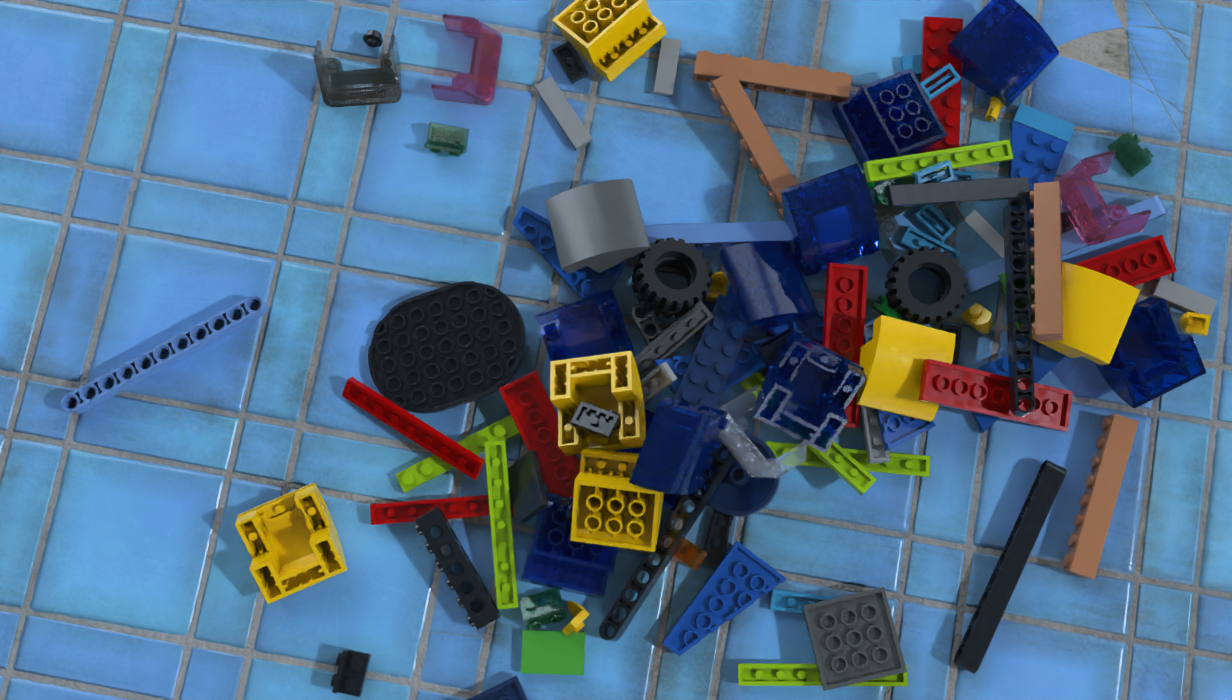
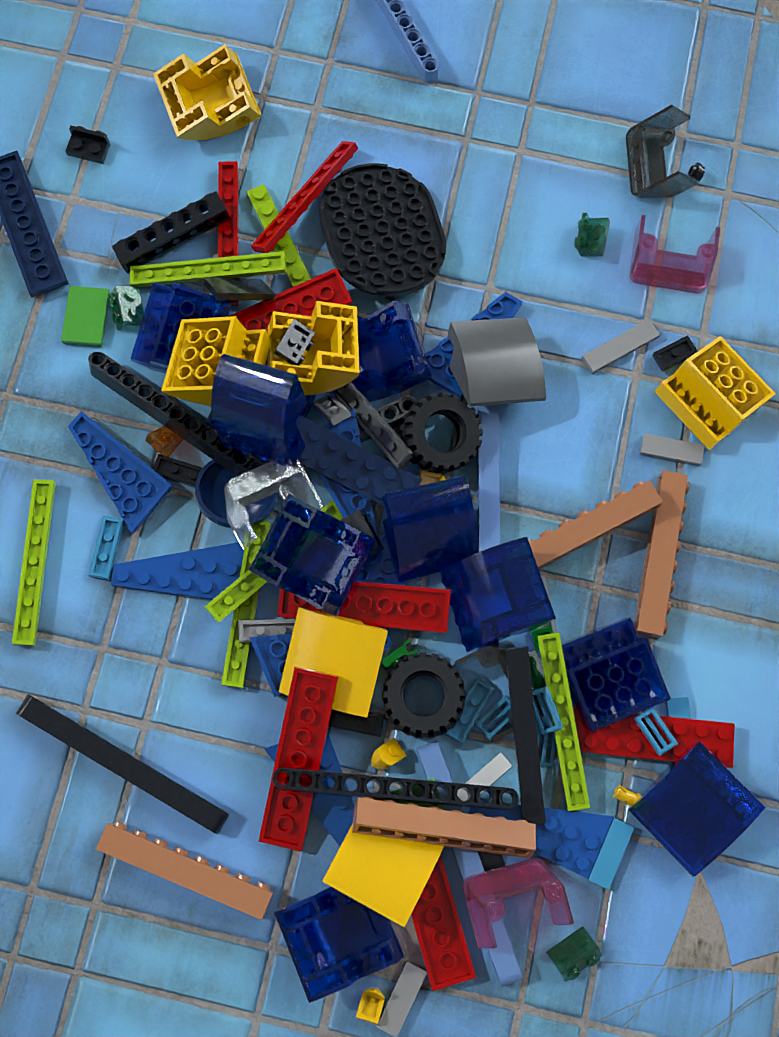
camera: 90 degrees right, 5 degrees down
(579, 614) = (109, 334): yellow plate -> none
(821, 510) = (189, 573): none -> blue wing
(853, 638) = (63, 591): dark grey plate -> none

